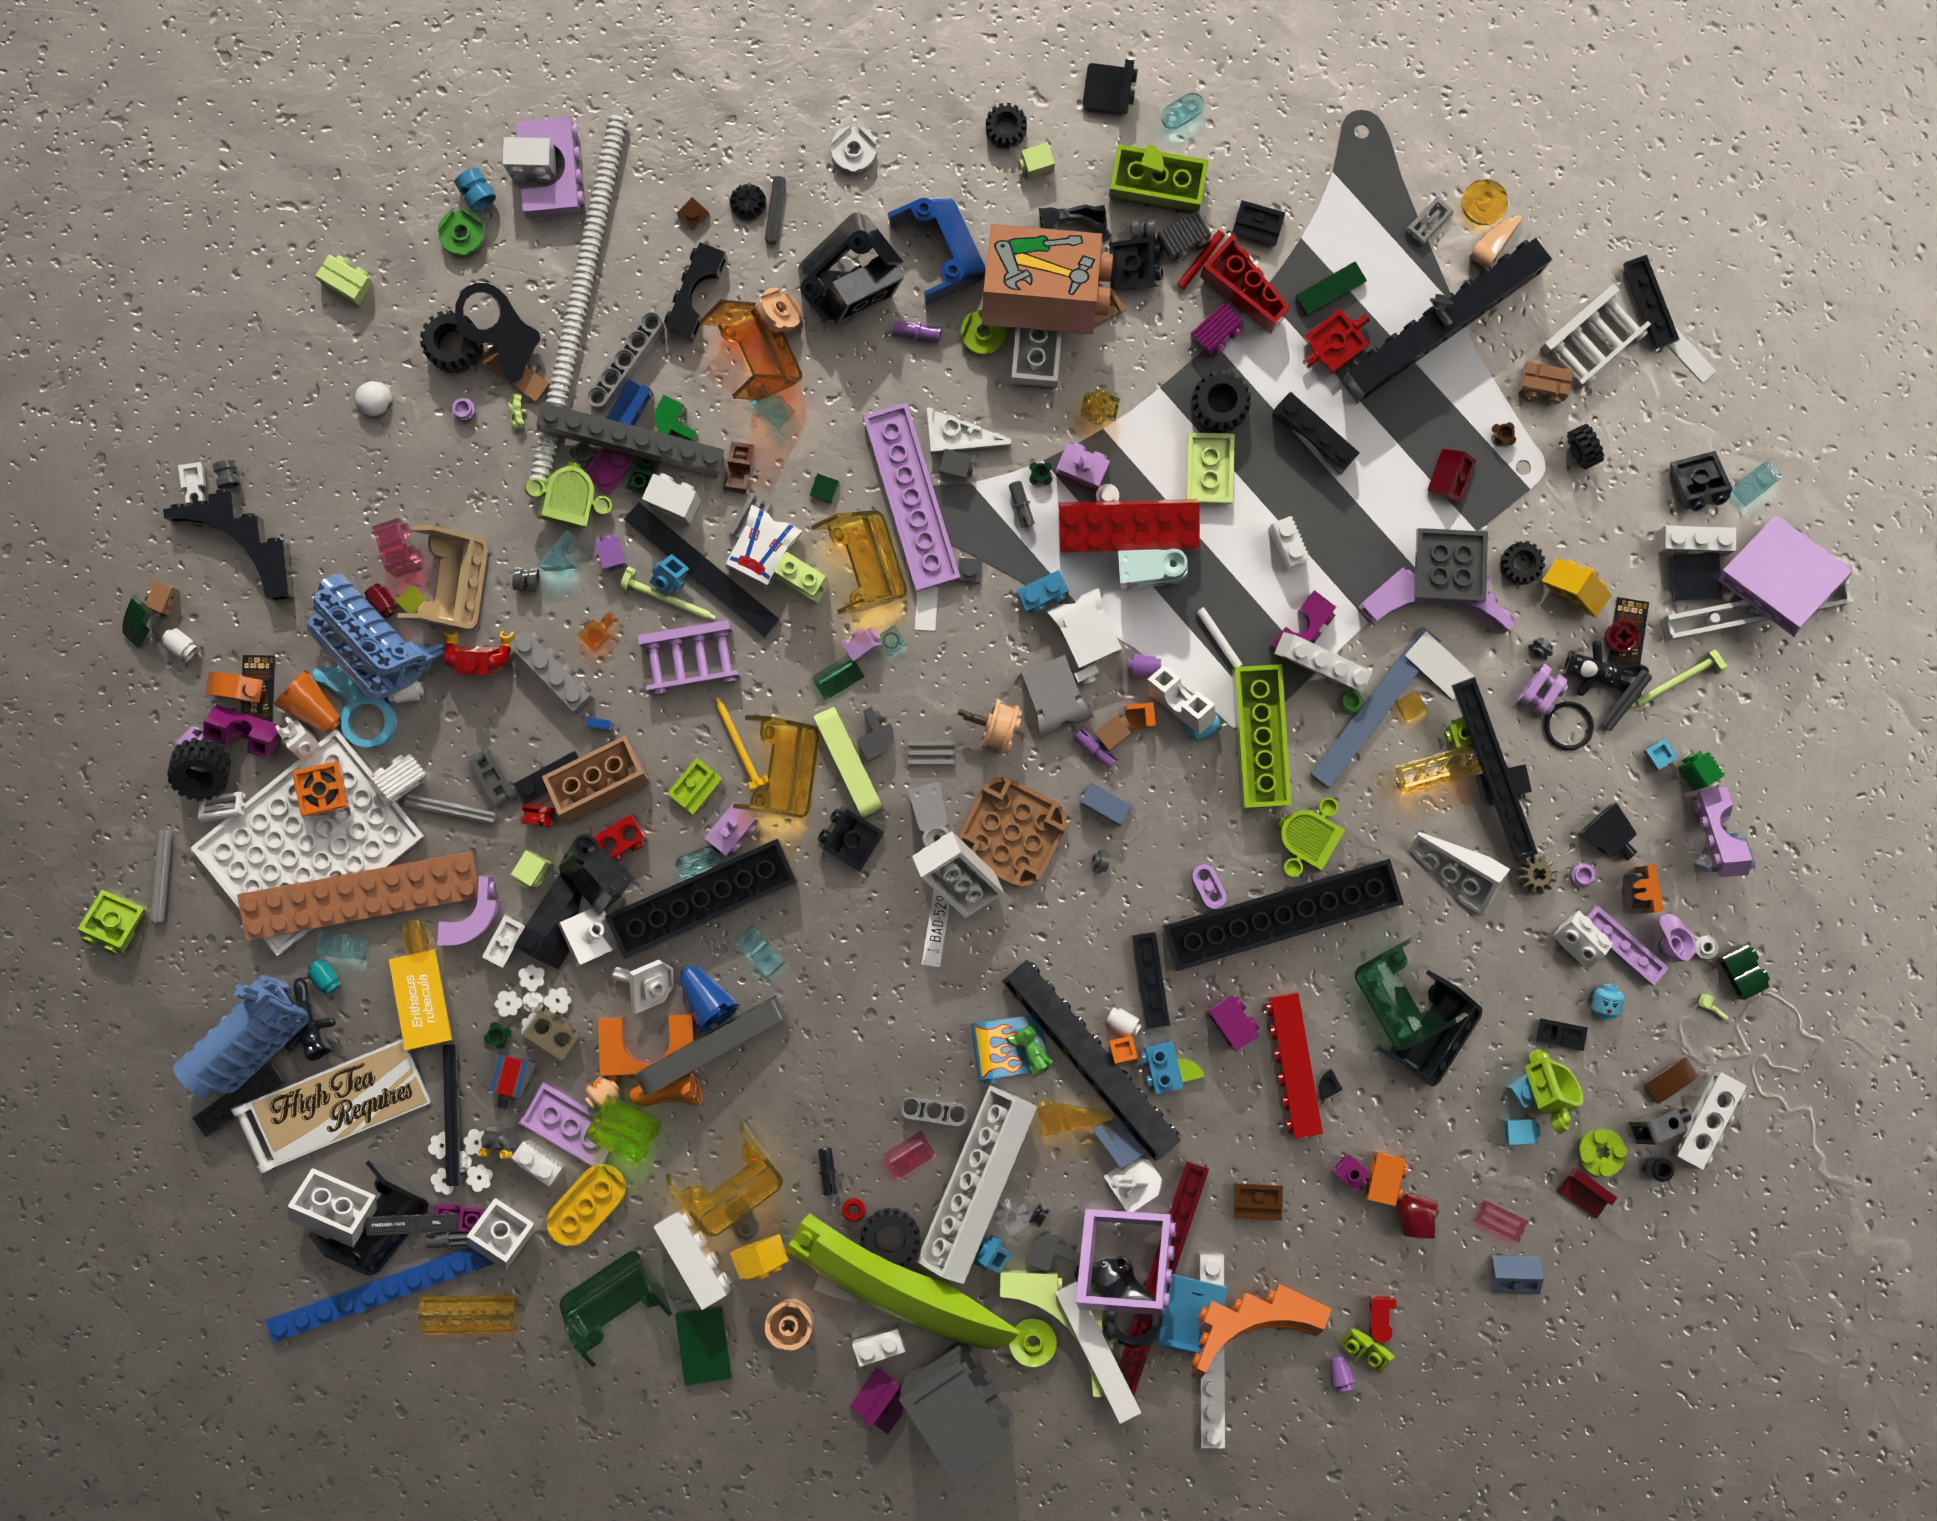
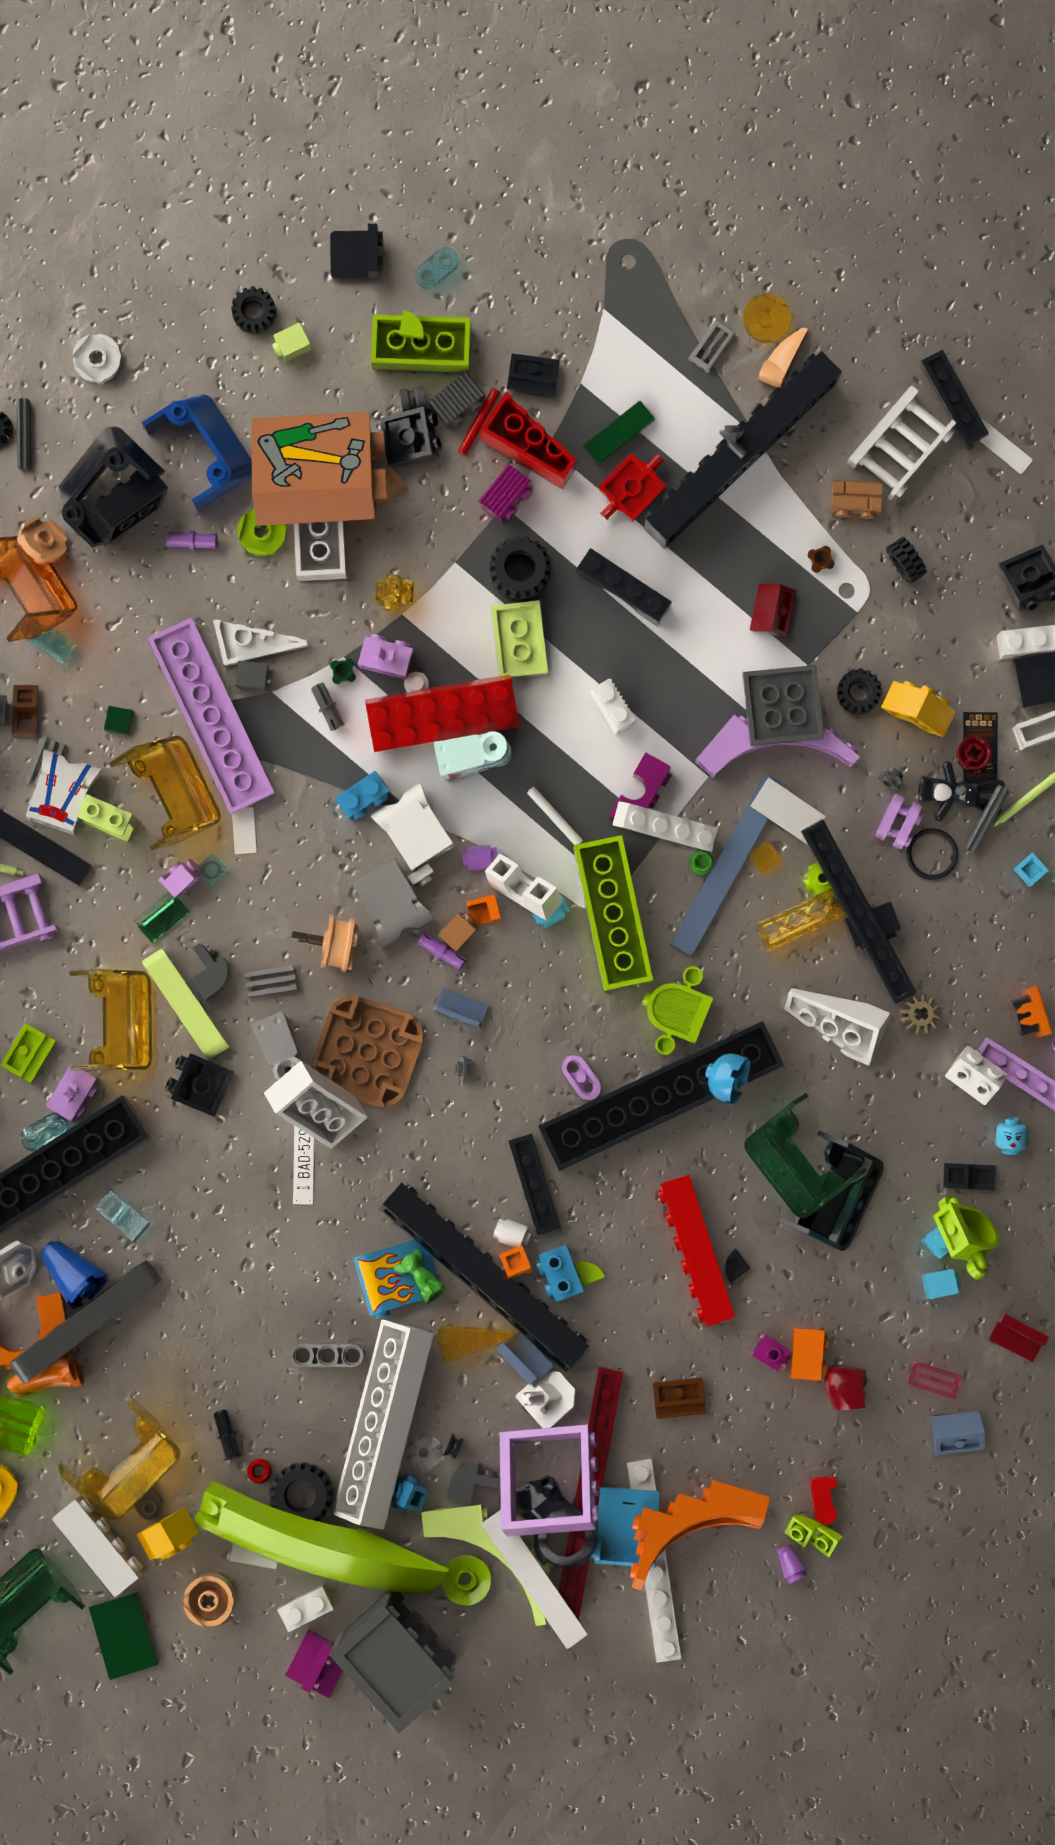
camera: 15 degrees left, 0 degrees up
(756, 782) = (92, 1040): yellow piece -> none
(908, 1155) = (308, 1405): clear pink slope -> none
(969, 570) = (283, 783): dark grey plate -> none
(1089, 215) = (357, 393): black animal -> none
(1232, 1022) = (625, 1215): magenta brick -> none
(1350, 906) = (727, 1076): none -> dark azure cylinder
(1583, 875) = (968, 1007): lavender plate -> none
(1606, 1165) = (1024, 1279): lime plate -> none
(1611, 833) = (990, 959): black torso -> none

